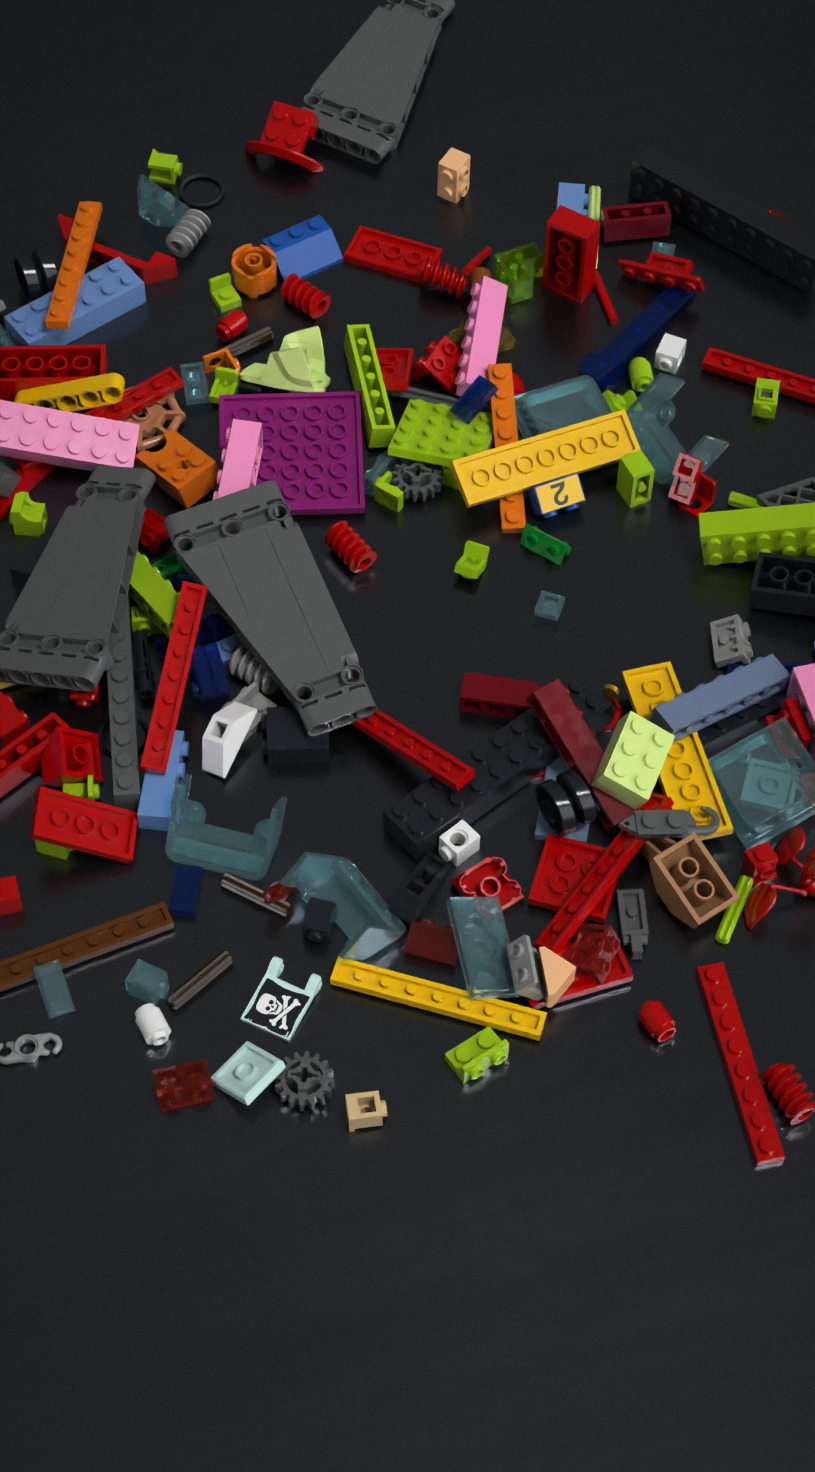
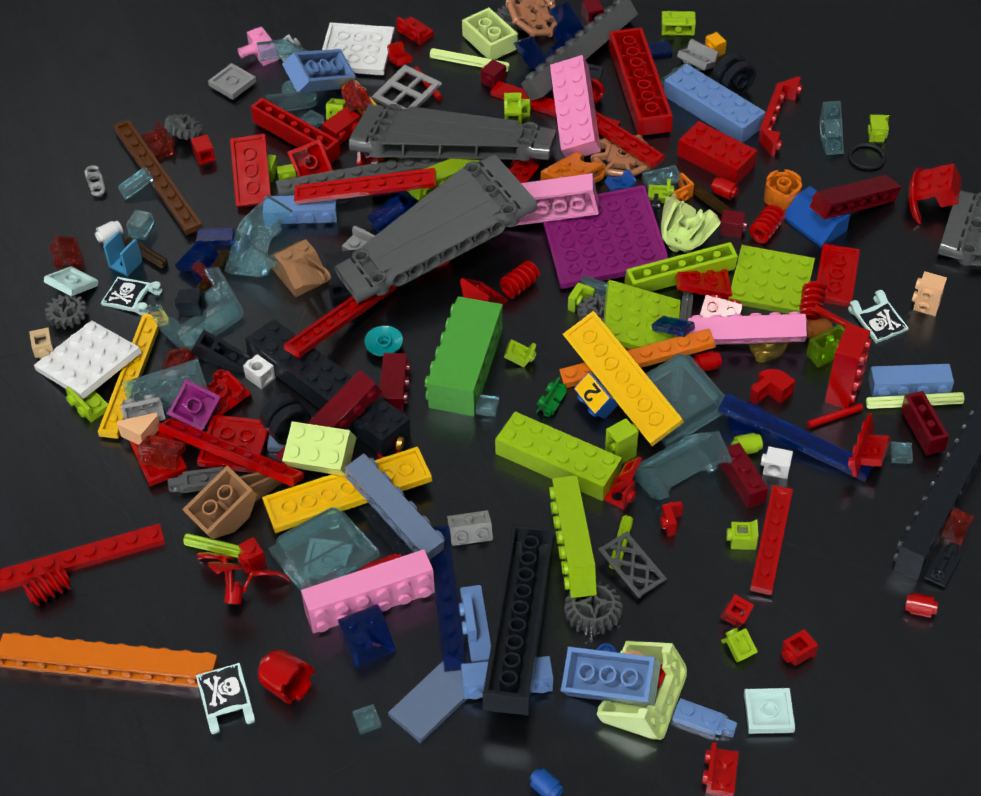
camera: 85 degrees right, 5 degrees down
(73, 265) = (745, 87): orange plate -> none
(80, 398) = (622, 109): yellow beam -> none
(168, 321) = (717, 152): none -> red brick
(187, 232) = (811, 149): light grey piece -> none
(197, 422) = (627, 180): none -> blue bracket
(219, 992) = (117, 253): none -> dark azure piece
(224, 293) = (757, 182): lime bracket -> none
(225, 737) = (334, 230): white slope -> none
(229, 912) = (200, 251): none -> clear blue bracket
(291, 775) = (300, 268): none -> medium nougat slope
(293, 322) = (732, 223): none -> dark red brick
(296, 201) = (855, 196): none -> dark red brick
(375, 589) = (479, 291): none -> red slope
(395, 308) = (770, 279): none -> lime plate
(405, 1049) = (87, 359): none -> white plate
(428, 693) = (383, 340): none -> teal dish
(468, 232) = (879, 319): none -> flag
(478, 611) = (464, 356): none -> bright green brick
(522, 910) = (194, 405): none -> magenta slope
(559, 338) = (772, 382): none -> red brick
(617, 402) = (705, 424): lime bracket -> none
(639, 545) = (558, 454): none -> lime brick
(657, 1020) = (111, 500): red brick -> none
(668, 824) = (267, 480): dark grey plate -> none
(701, 381) = (745, 477): none -> dark red brick
(738, 458) = (668, 514): none -> red bracket

